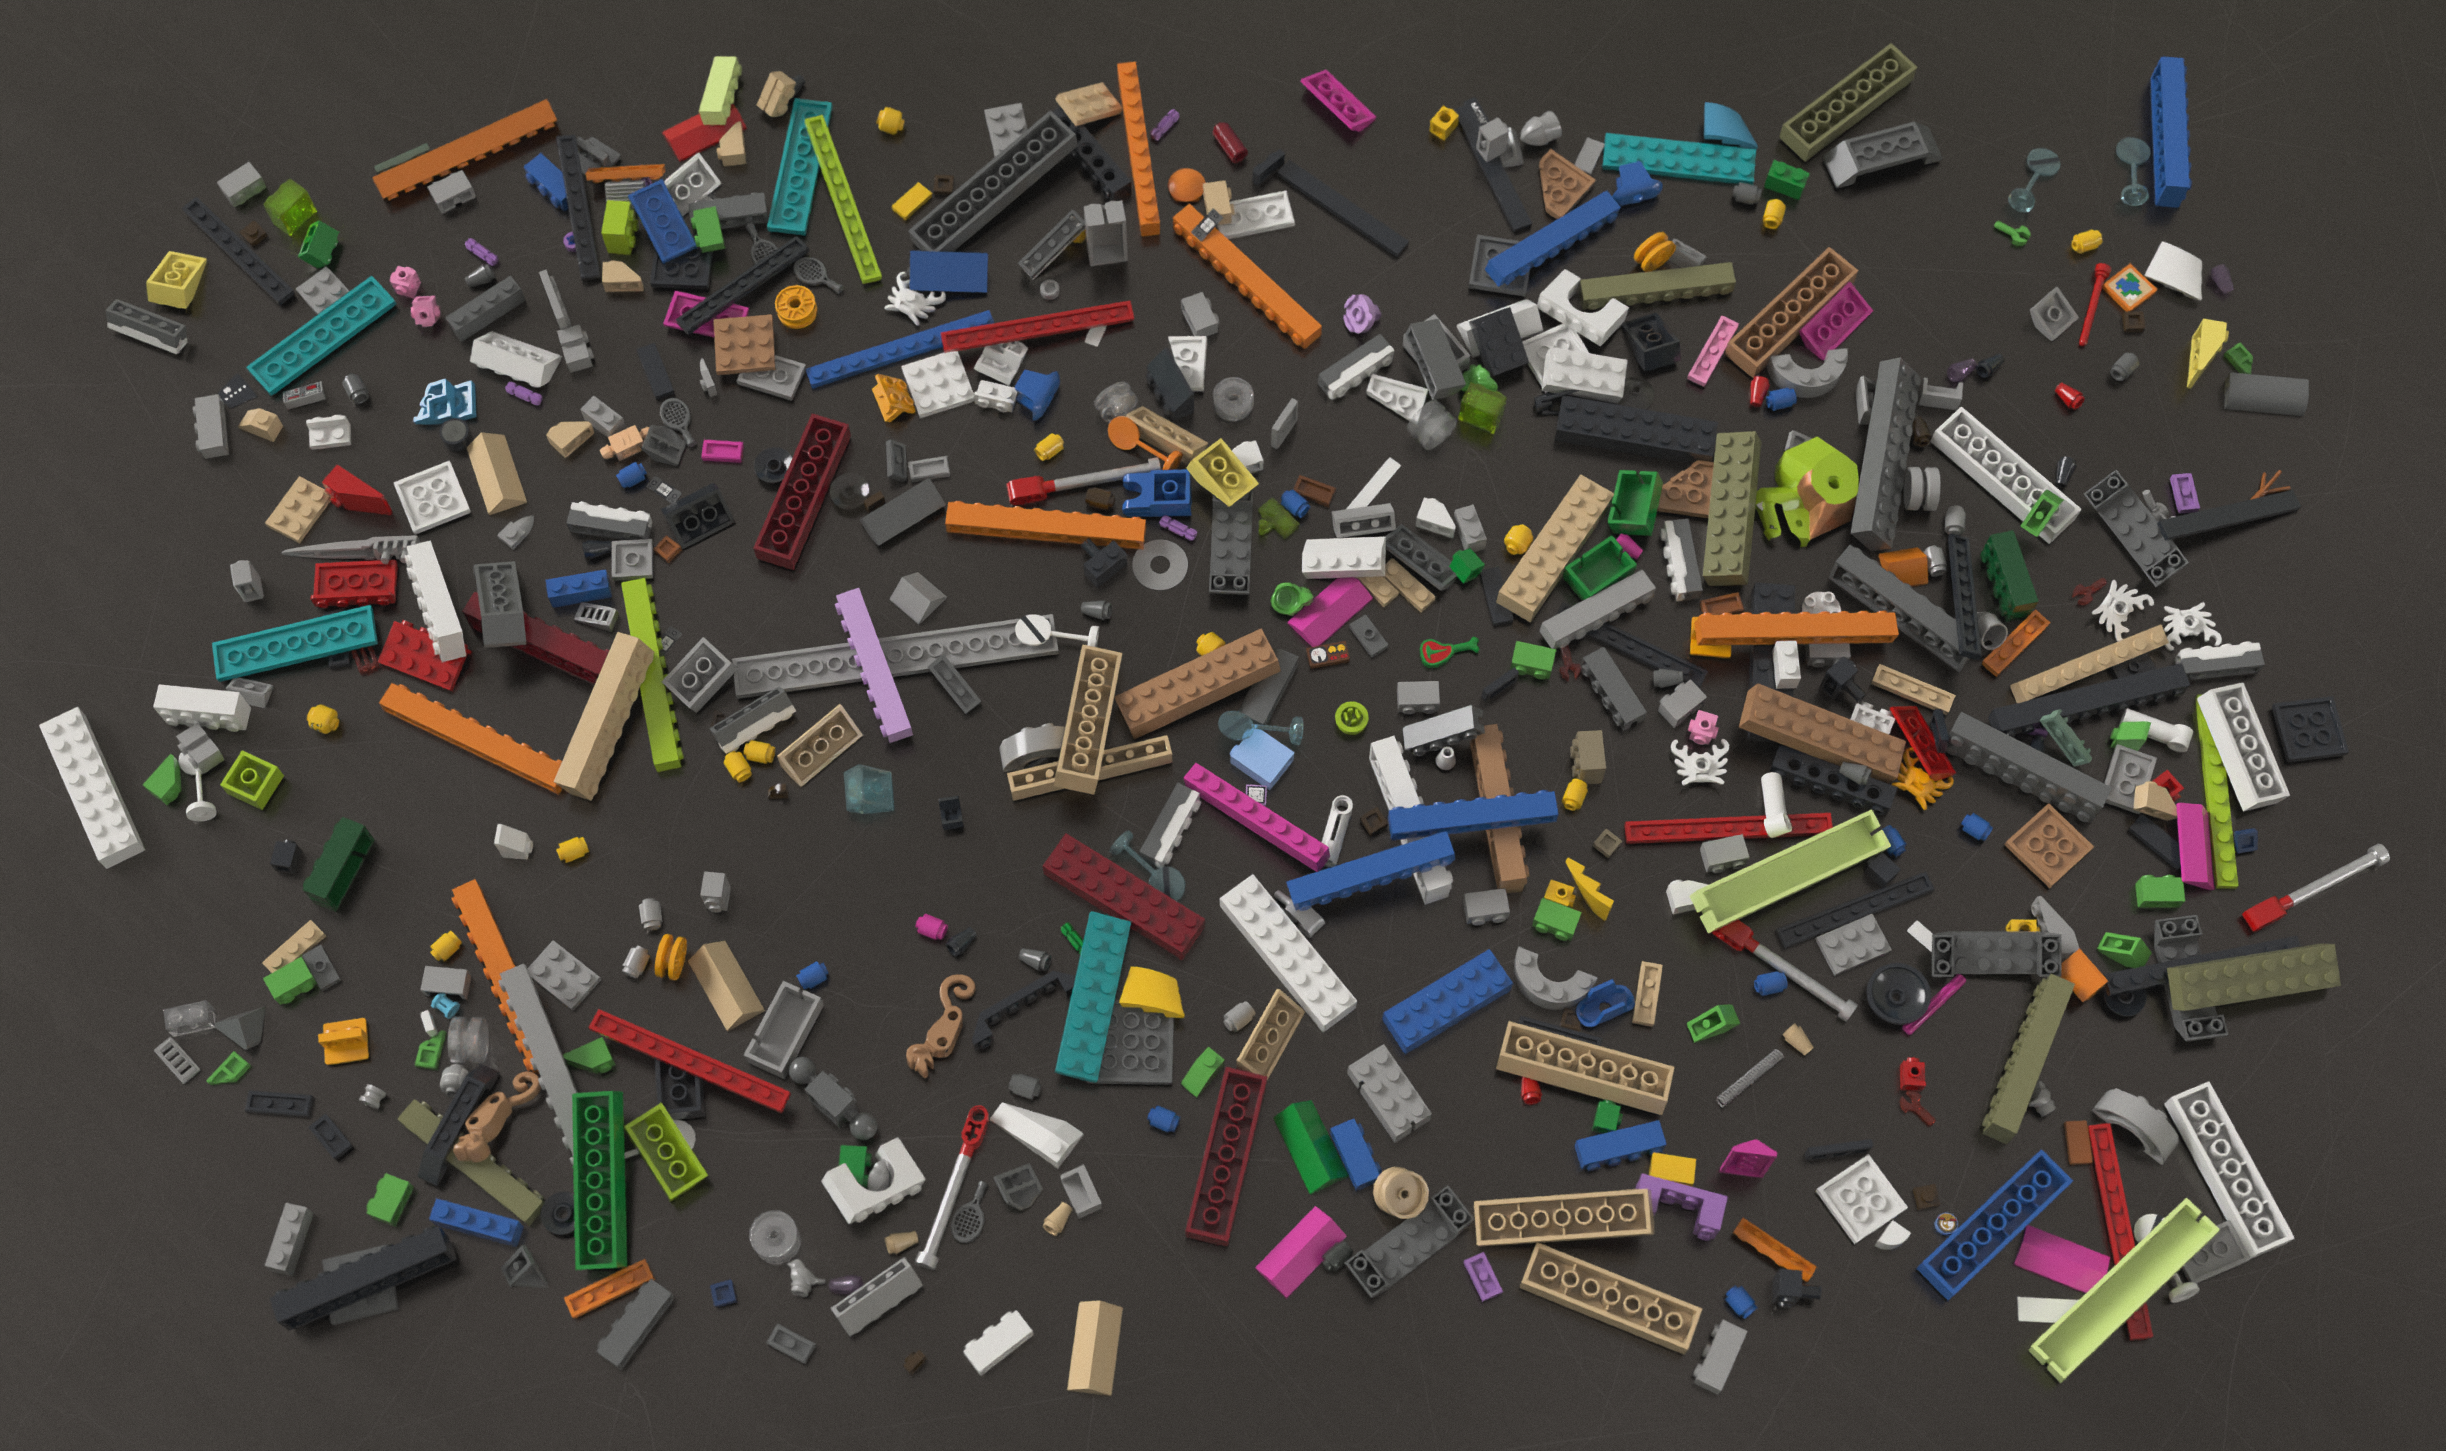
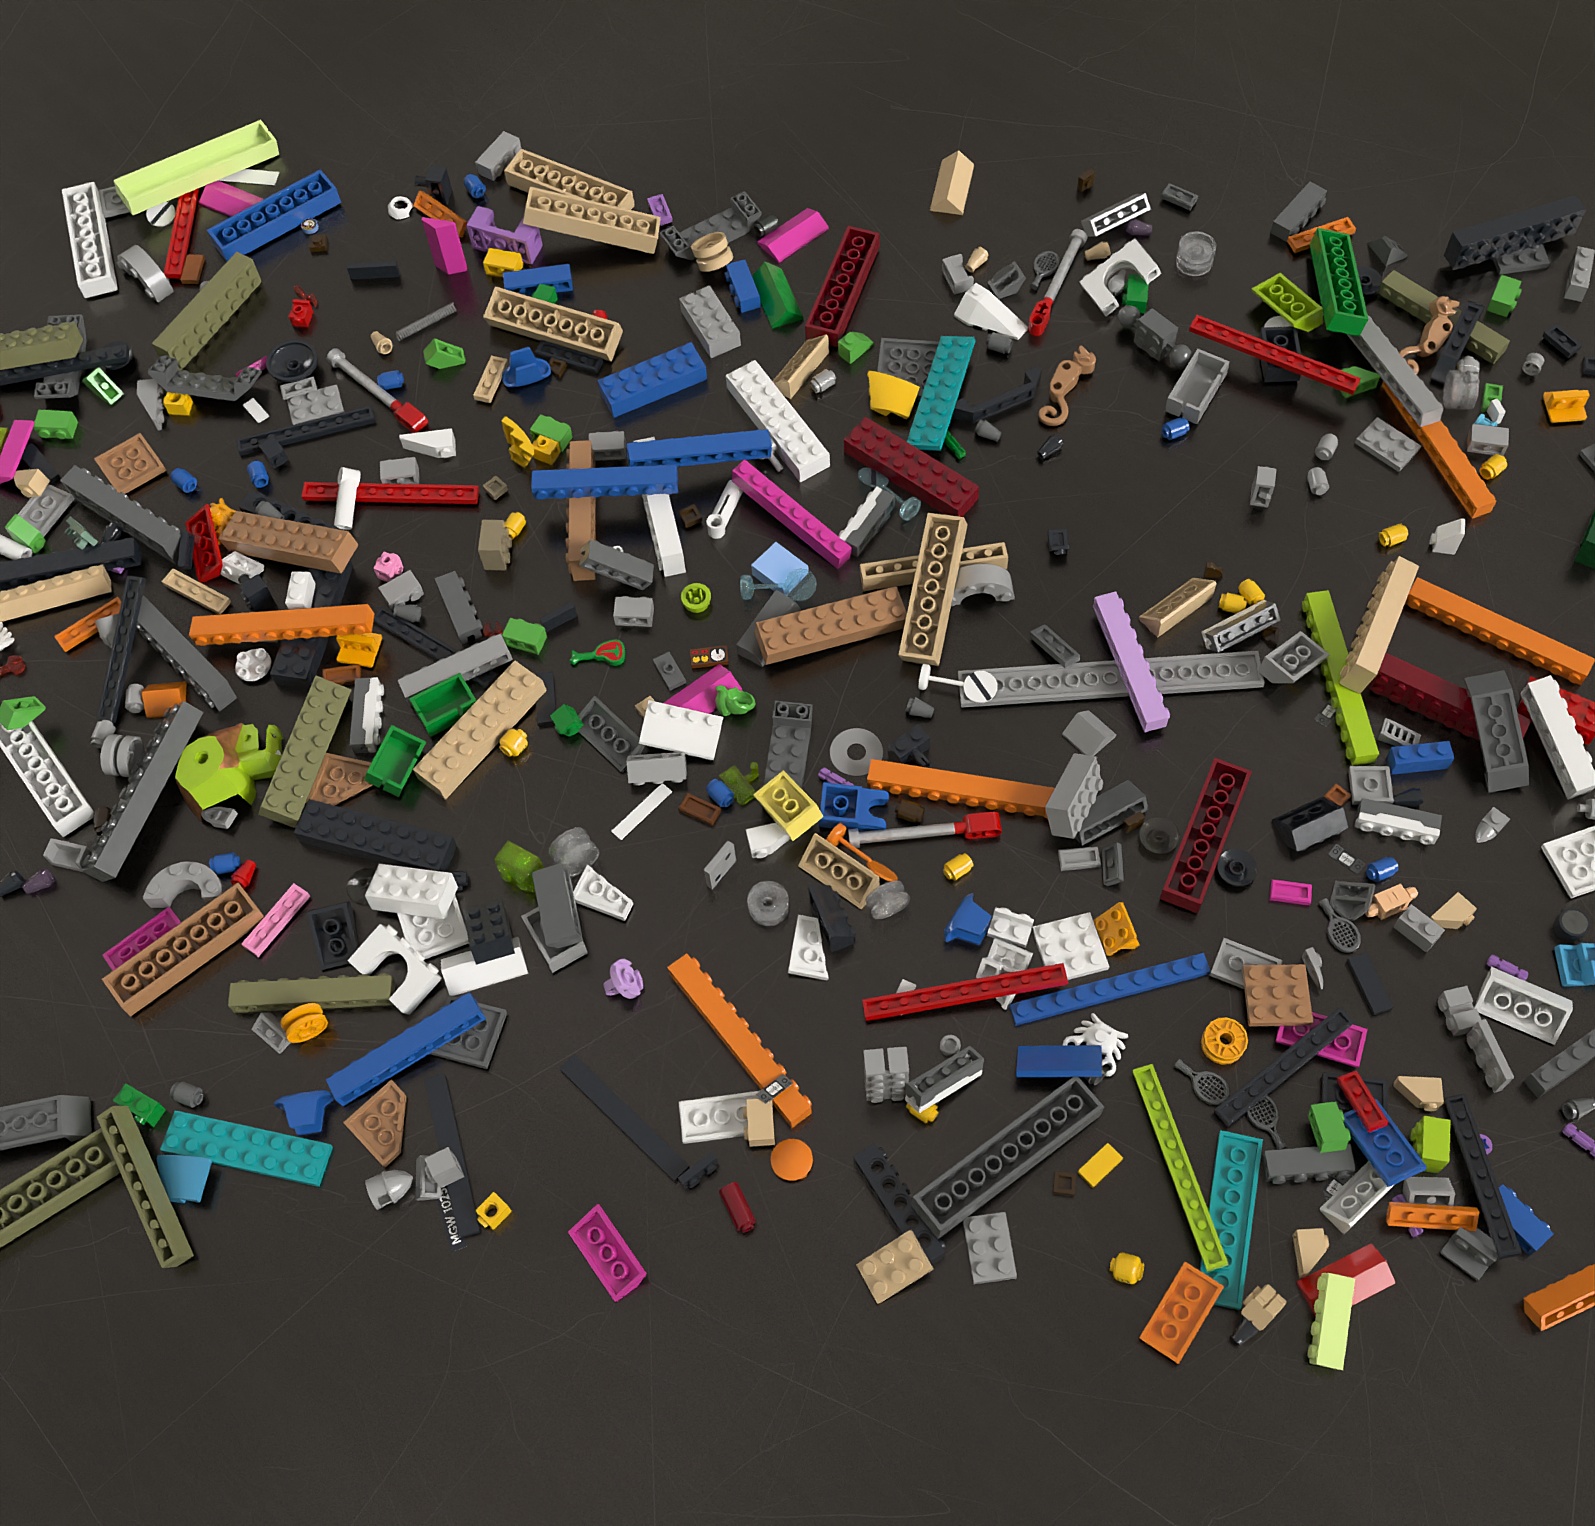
camera: 170 degrees left, 5 degrees down
(476, 1222) = (1434, 276): blue brick -> none
(496, 472) = (1520, 884): tan slope -> none
(670, 957) = (1297, 439): light orange wheel -> none
(676, 255) = (1362, 1101): none -> red tile
(723, 1293) = (1233, 227): dark blue plate -> none
(725, 984) = (1246, 429): tan slope -> none
(802, 1278) = (1172, 231): light grey animal -> none
(845, 89) = (1181, 1312): none -> orange plate
(868, 790) = (1132, 565): clear light blue slope -> none
(931, 927) = (1075, 457): dark pink brick -> none
(934, 506) = (1074, 795): none -> light grey brick
(997, 1342) = (1024, 188): white brick -> none
(1138, 149) = (842, 1208): orange brick -> none
(1163, 1119) = (889, 315): blue brick -> none
(1164, 124) = (809, 1240): medium lavender axle -> none
(1199, 315) = (793, 997): light grey brick -> none
(1208, 643) = (815, 664): yellow head -> none
(1257, 793) = (790, 543): tile -> none
(1356, 367) = (638, 928): piece -> none
(1407, 585) = (624, 710): tan plate -> none
(1435, 518) = (589, 770): white slope -> none
(1469, 528) = (557, 755): light grey brick -> none
(1479, 375) = (521, 899): bright green hair -> none
(1545, 992) = (565, 379): light grey brick -> none
(1589, 155) = (343, 1158): light grey tile -> none
(1629, 546) = (413, 730): dark pink cone -> none
(1701, 766) = (399, 539): white animal -> none
(1756, 109) = (145, 1186): none -> olive brick
(1774, 214) = (166, 1067): yellow brick -> none
(1789, 871) = (348, 442): yellowish green piece -> none
(1834, 1276) = (399, 213): none -> white piece
(1861, 1199) = (367, 240): white plate -> none
(1864, 398) = (141, 855): light grey slope -> none
(1873, 960) = (298, 388): none -> light grey slope
(1892, 1237) = (352, 216): white brick -> none
(2009, 576) = (74, 672): dark green piece -> none
(2083, 974) = (143, 356): orange slope -> none
(2169, 782) = (14, 499): red brick -> none

